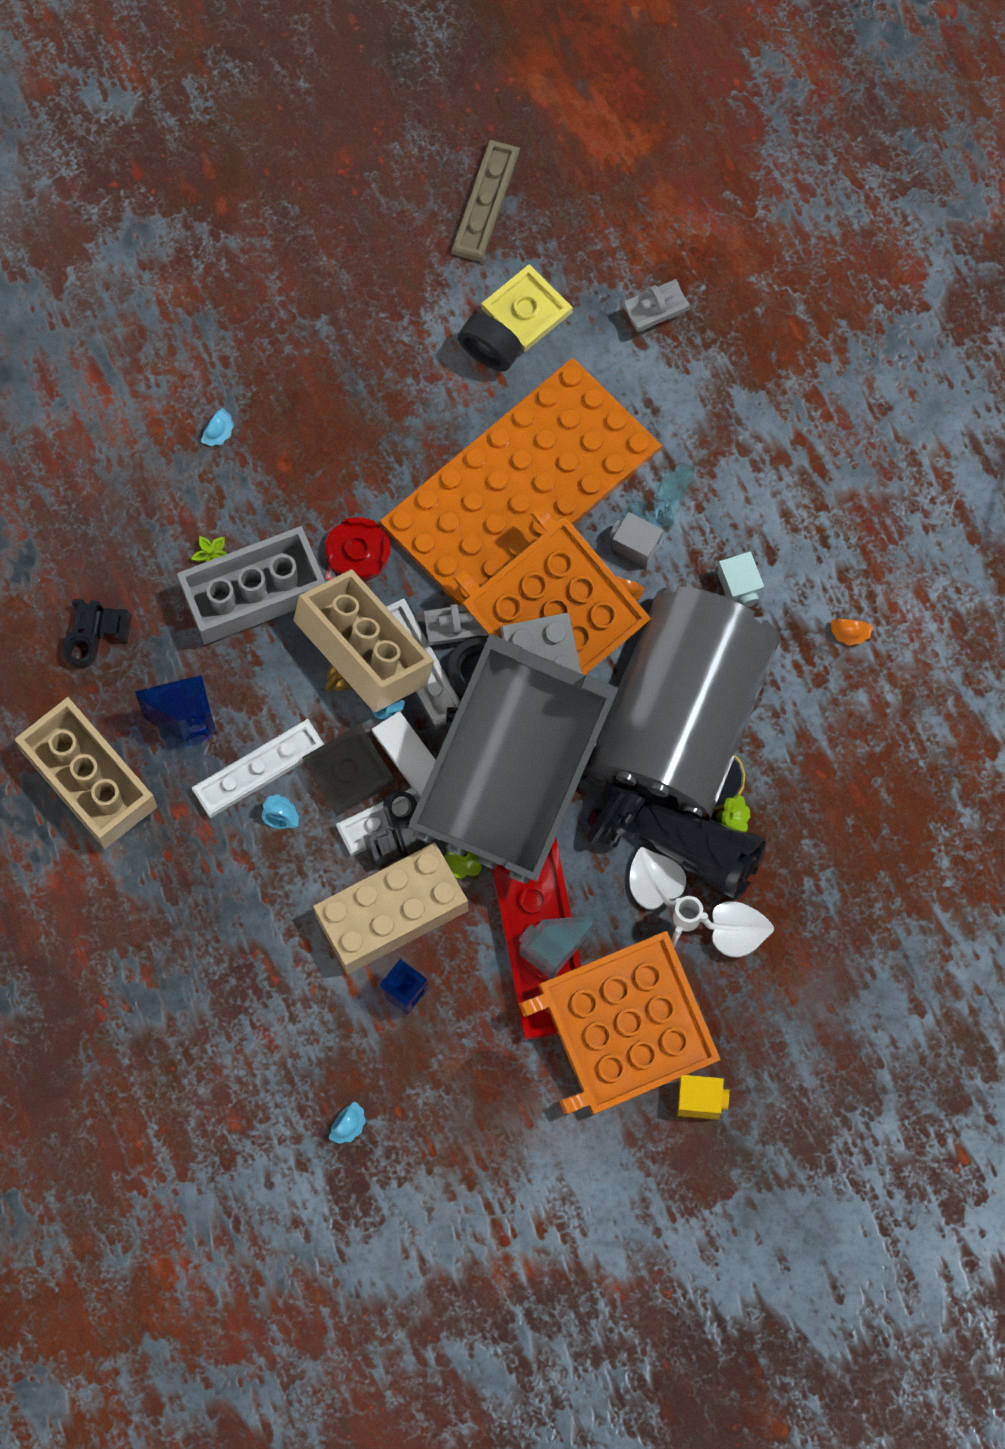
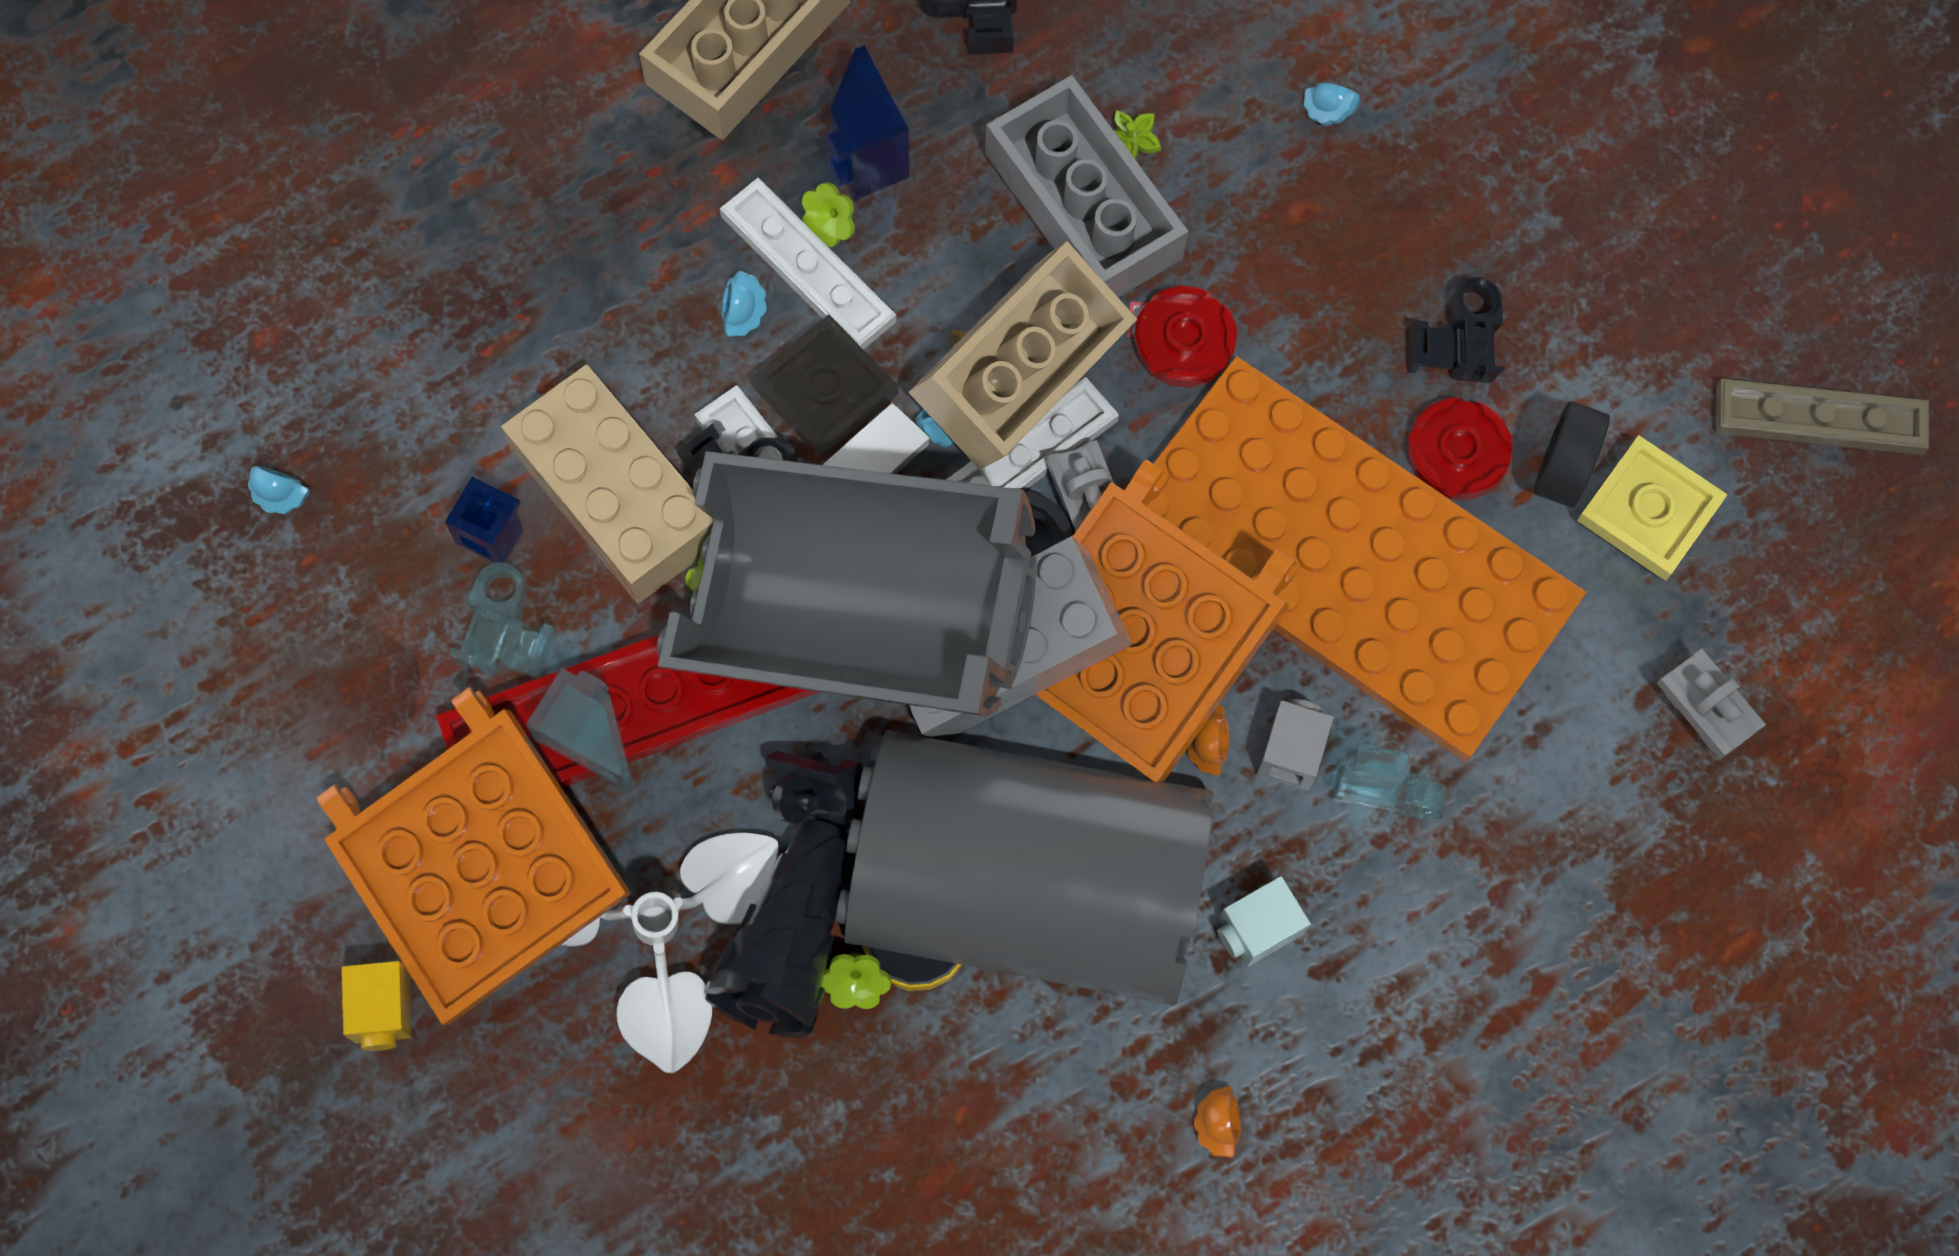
camera: 75 degrees right, 0 degrees up
(229, 746) = (828, 214): none -> lime plant
(399, 385) = (1463, 341): none -> black piece
(465, 407) = (1460, 448): none -> red tile
(478, 995) = (504, 637): none -> clear light blue piece

